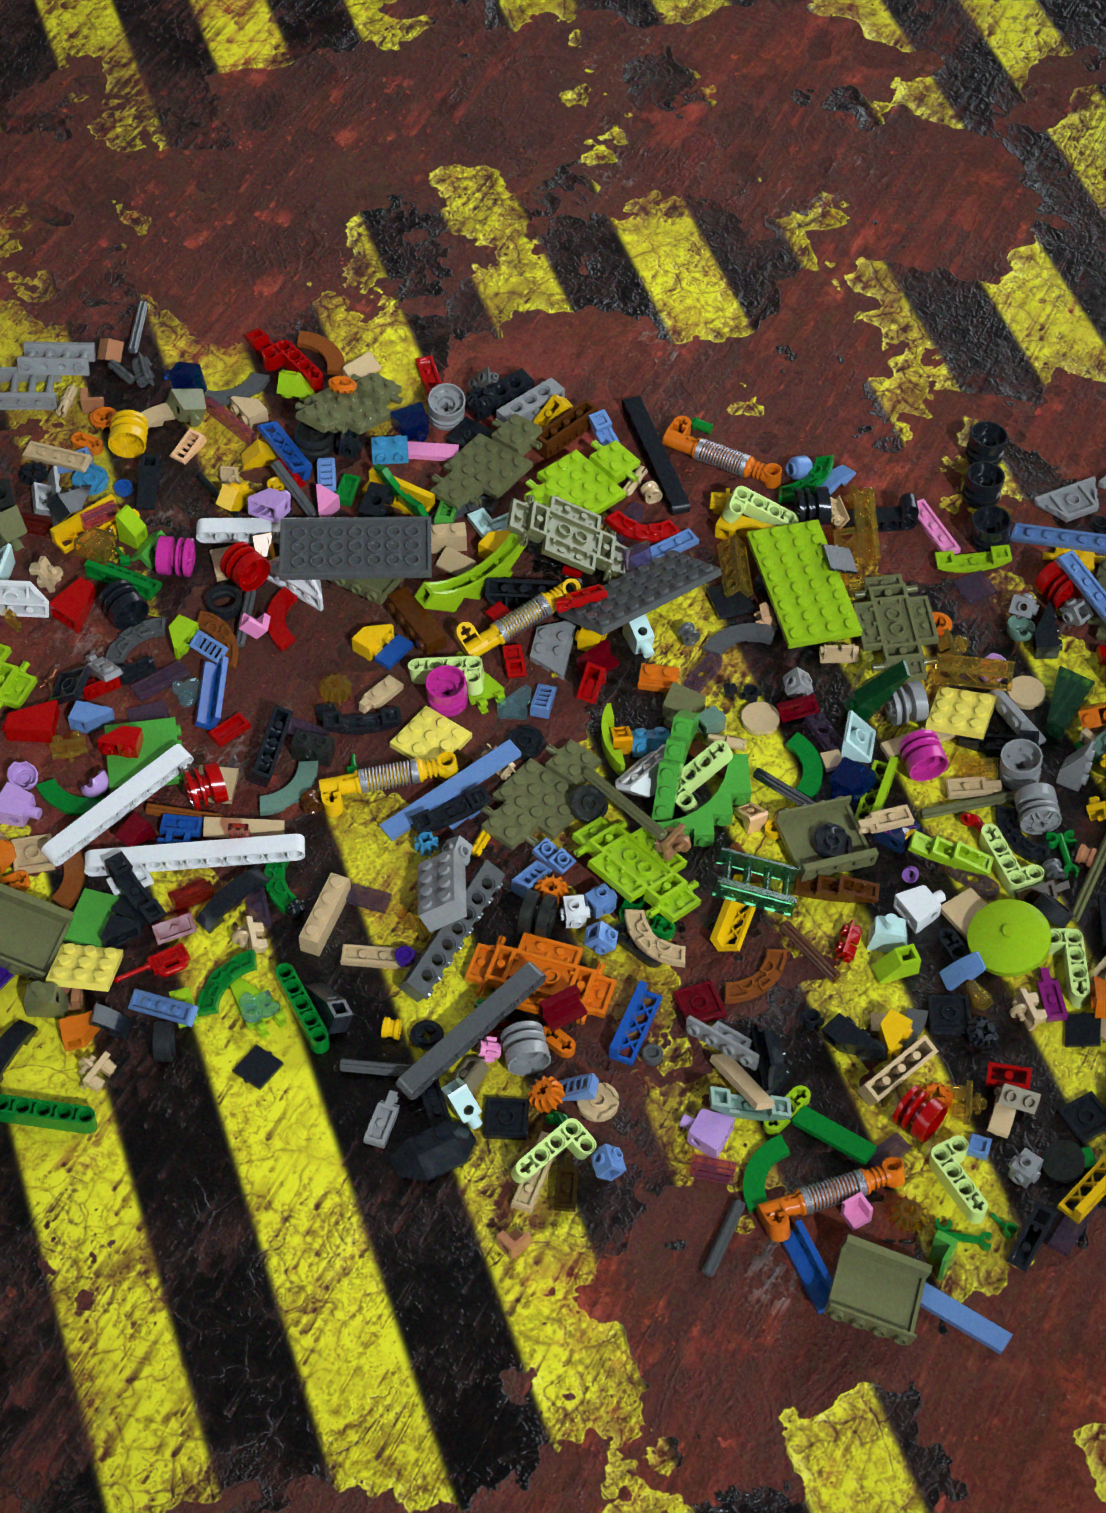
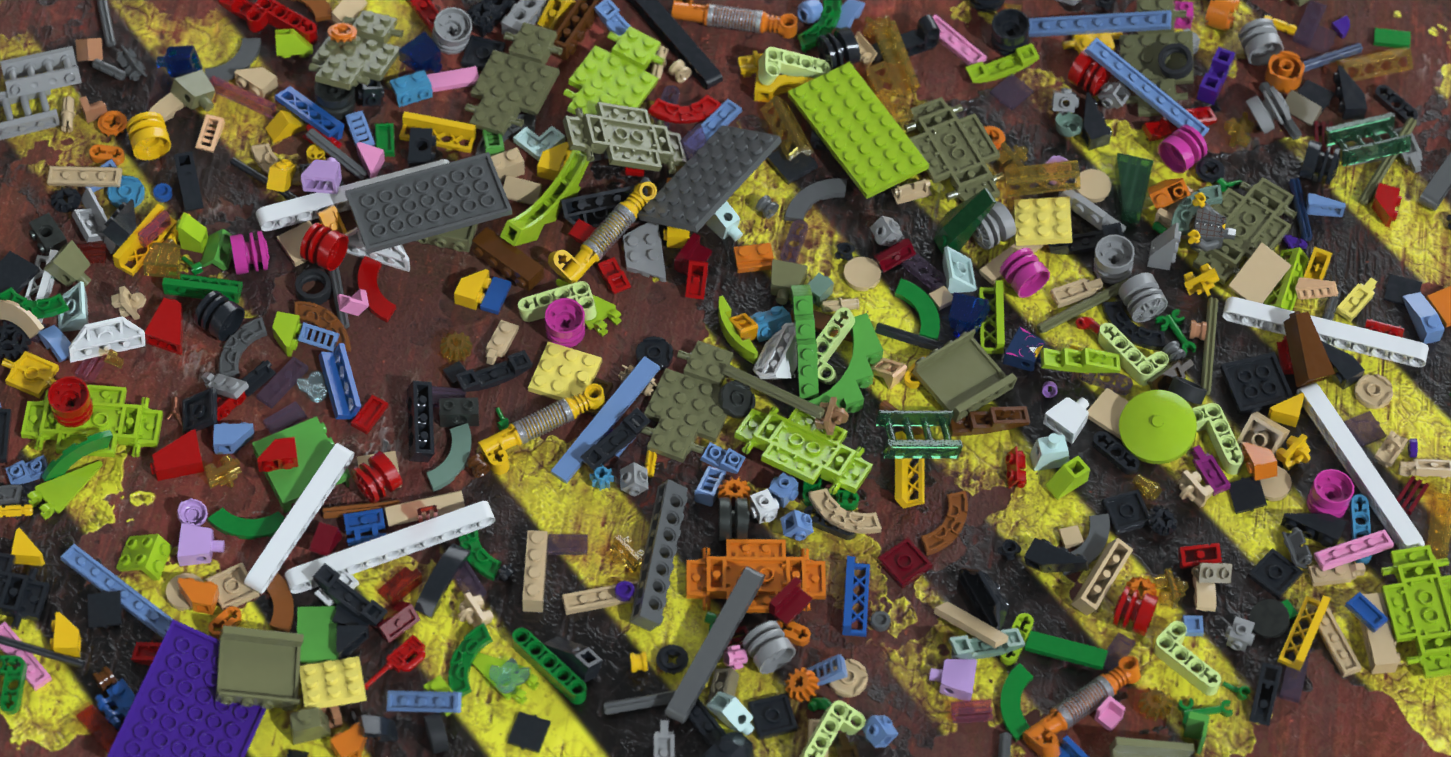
camera: 20 degrees left, 5 degrees up
(97, 785) = (268, 504): lavender hair -> none
(407, 501) = (453, 139): green tile -> none
(441, 890) = (638, 520): light grey brick -> none
(515, 705) = (632, 319): clear light blue slope -> none
(543, 711) = (655, 319): medium blue slope -> none
(580, 597) = (660, 198): red hinge -> none
(725, 1040) = (942, 590): light grey bracket -> none
(730, 689) = (825, 252): black plate -> none
(766, 614) = (833, 169): light nougat tile -> none
(810, 951) = (985, 486): reddish brown axle -> none
(831, 841) = (970, 377): black tile -> none
(839, 559) = (884, 97): piece -> none
(886, 820) = (1014, 344): tan hinge -> none
(894, 1031) = (1086, 542): yellow slope -> none
(962, 969) = (1127, 468): medium blue slope -> none
(980, 767) = (1077, 270): clear yellow hips -> none

